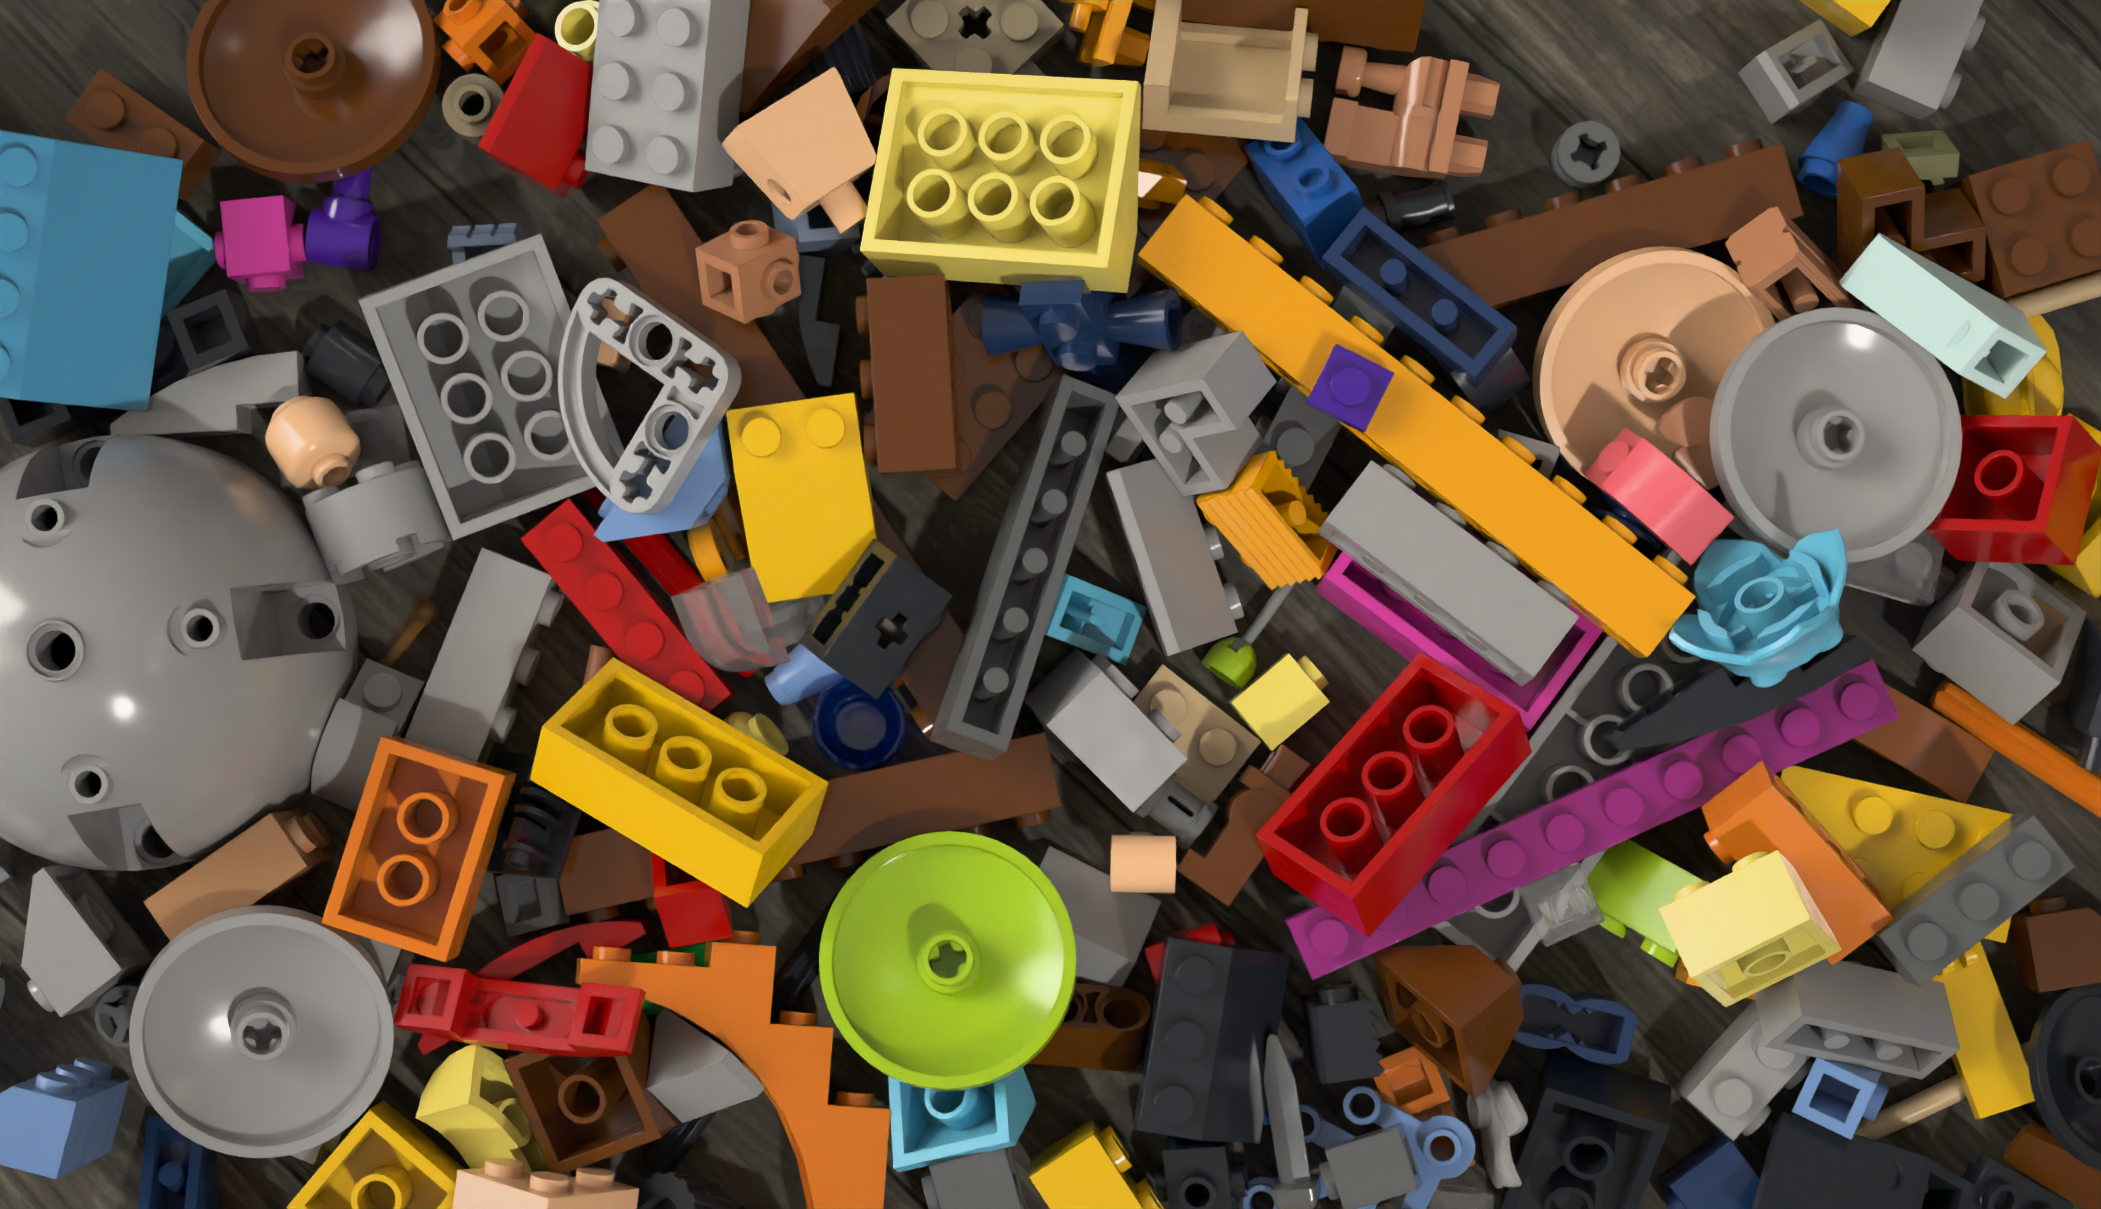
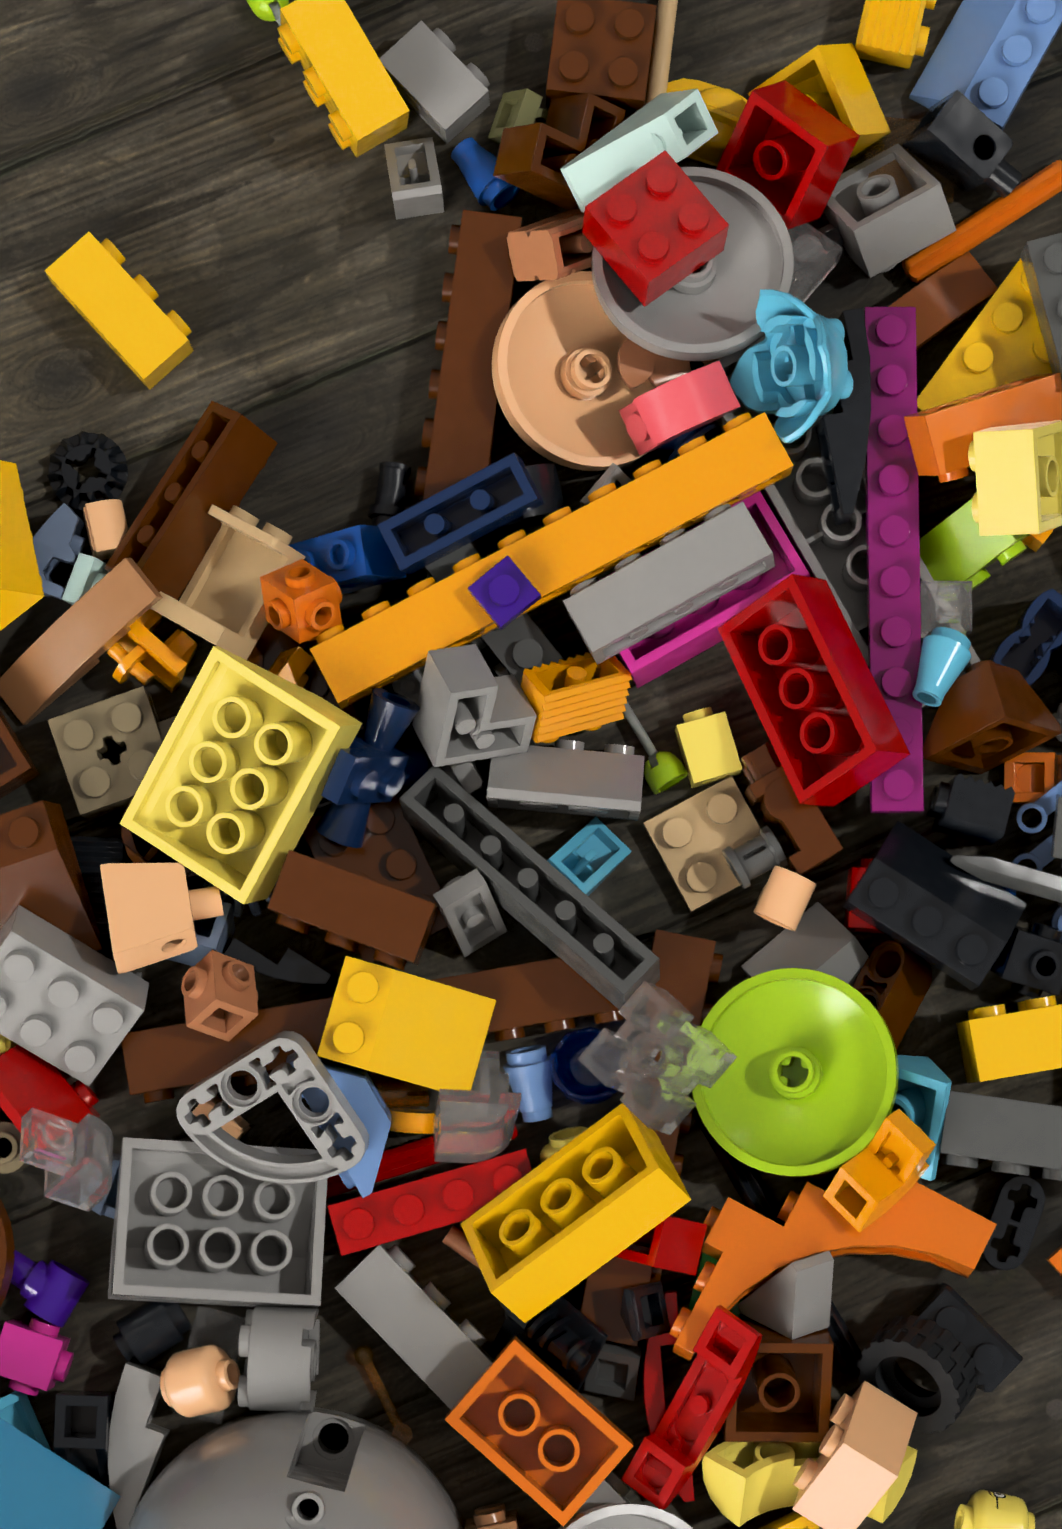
camera: 65 degrees left, 5 degrees down
(375, 707) = (434, 1443): light grey brick -> none
(495, 184) = (72, 1154): none -> clear brick
(606, 908) = (645, 1311): none -> black slope
(846, 627) = (518, 1014): black brick -> none
(876, 766) = (627, 1062): none -> clear brick
(877, 1108) = (881, 1172): none -> light orange brick
(971, 512) = (470, 912): none -> light grey plate
(1094, 716) = (664, 885): light grey brick -> none
(1239, 160) = (301, 600): none -> orange brick
(1421, 129) = (335, 462): nougat hips -> none
(1490, 927) = (940, 664): none -> medium azure cone
(1574, 162) = (407, 364): dark grey wheel -> none
(1857, 374) = (654, 228): none -> red brick

